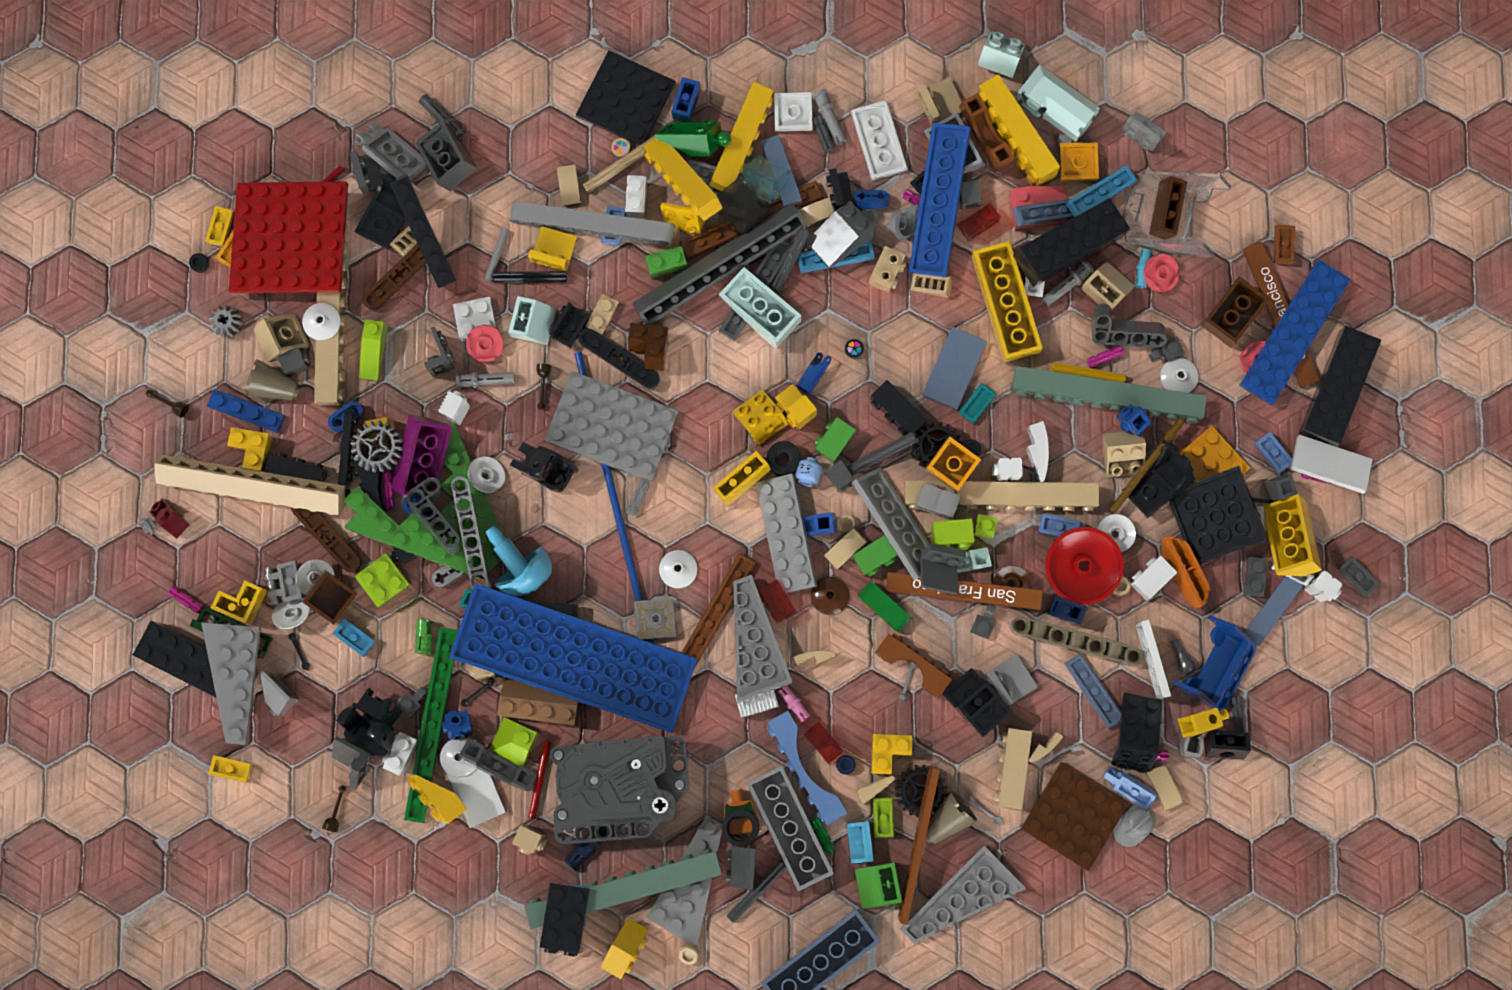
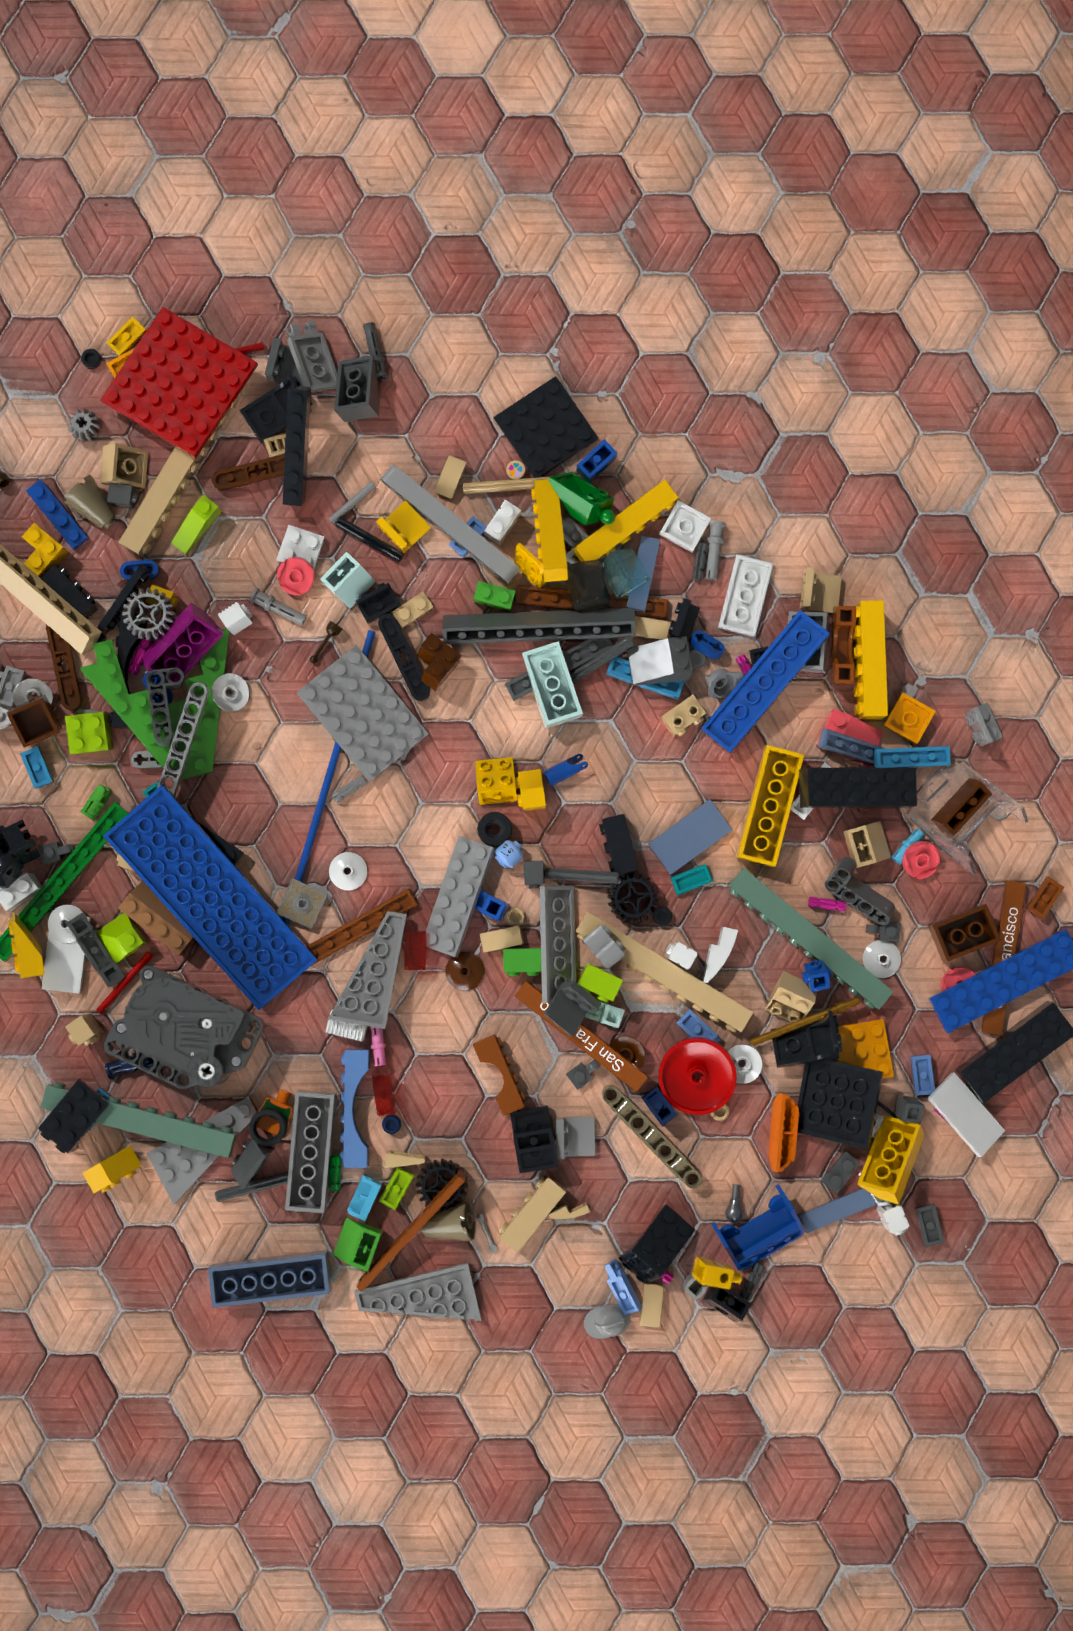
camera: 25 degrees right, 5 degrees up
(325, 329) = (168, 482): white dish -> none
(437, 364) = (254, 570): dark grey bracket -> none
(457, 724) = (80, 895): blue brick -> none
(465, 702) = (100, 878): black hinge -> none
(524, 574) = (210, 799): medium azure piece -> none
(537, 462) = (279, 708): black piece -> none
(689, 954) = (164, 1205): tan tile -> none
(741, 478) = (447, 826): yellow brick -> none
(819, 656) = (423, 1018): tan slope -> none
(834, 440) = (548, 839): bright green brick -> none
(854, 348) = (613, 768): black tile -> none
(884, 606) = (504, 1009): green beam -> none
(884, 747) = (433, 1130): yellow brick -> none
(903, 697) = (475, 1094): light grey hinge -> none
(938, 292) = (722, 766): tan slope -> none
(953, 464) = (635, 923): light orange brick -> none
(970, 194) = (796, 691): dark grey brick -> none
(979, 222) = (789, 720): clear red hinge -> none
(985, 526) = (632, 991): lime brick -> none
(1001, 54) = (899, 582): light aqua slope -> none
(1057, 102) = (921, 655): light aqua brick -> none
(1074, 816) = (560, 1283): reddish brown plate -> none
(1075, 278) = (843, 820): light grey pin -> none
(1087, 372) = (803, 909): yellow axle -> none
(1093, 690) = (641, 1186): sand blue tile -> none
(1152, 659) = (707, 1192): white tile -> none
(1153, 577) = (750, 1121): white brick -> none

